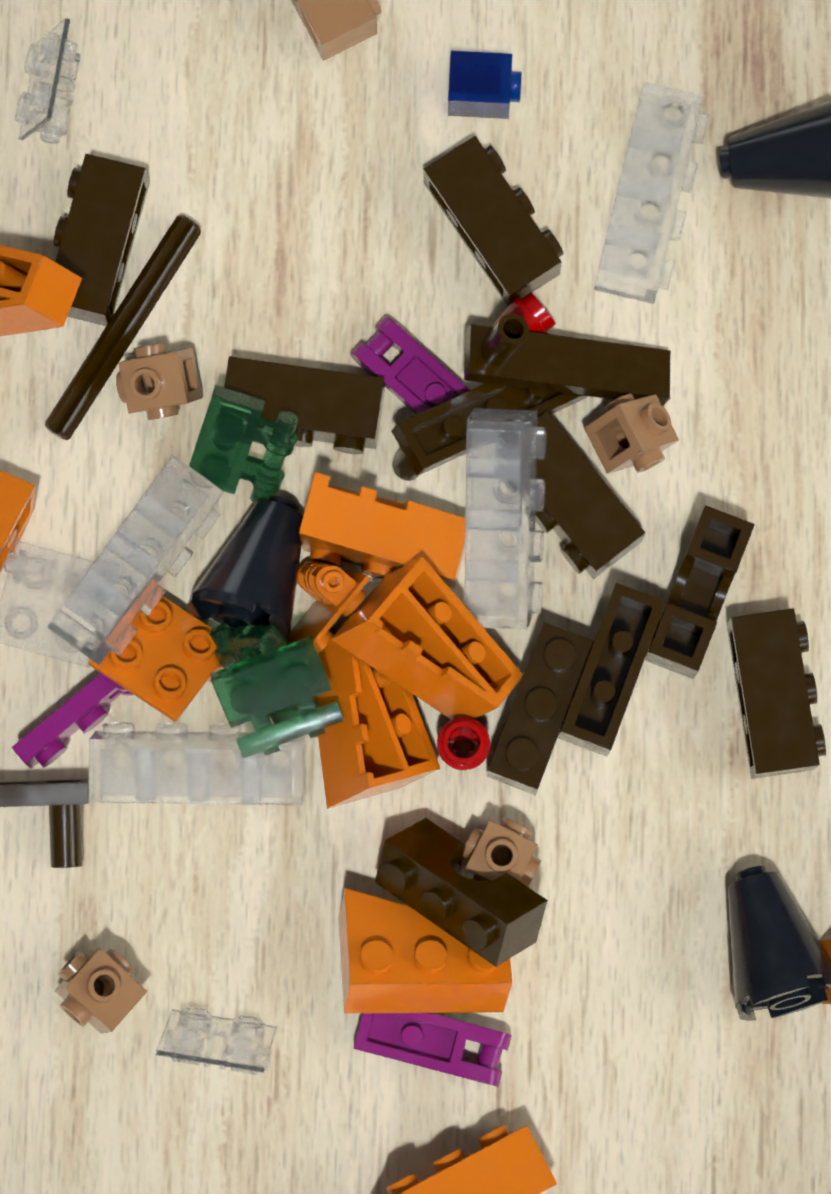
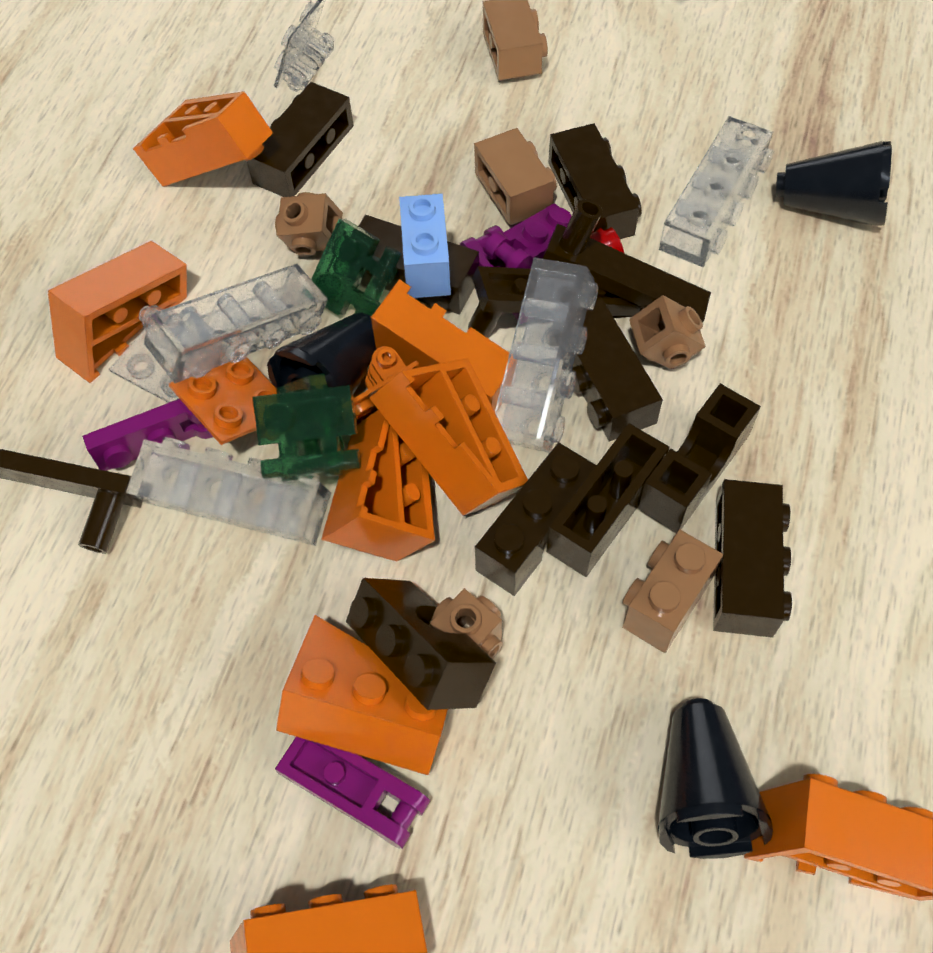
camera: 15 degrees right, 20 degrees down
(117, 989) = (67, 650): medium nougat brick -> none
(123, 327) = (319, 182): dark brown axle -> none
(198, 1037) = (143, 726): clear hinge -> none
(325, 404) = (425, 245): none -> light blue brick
(393, 238) = (514, 175): none -> medium nougat brick
(442, 330) = (526, 239): none -> magenta plate
(463, 729) = (460, 525): red cone -> none
(482, 84) = (608, 105): clear blue brick -> none
(701, 755) = (671, 590): none -> medium nougat brick

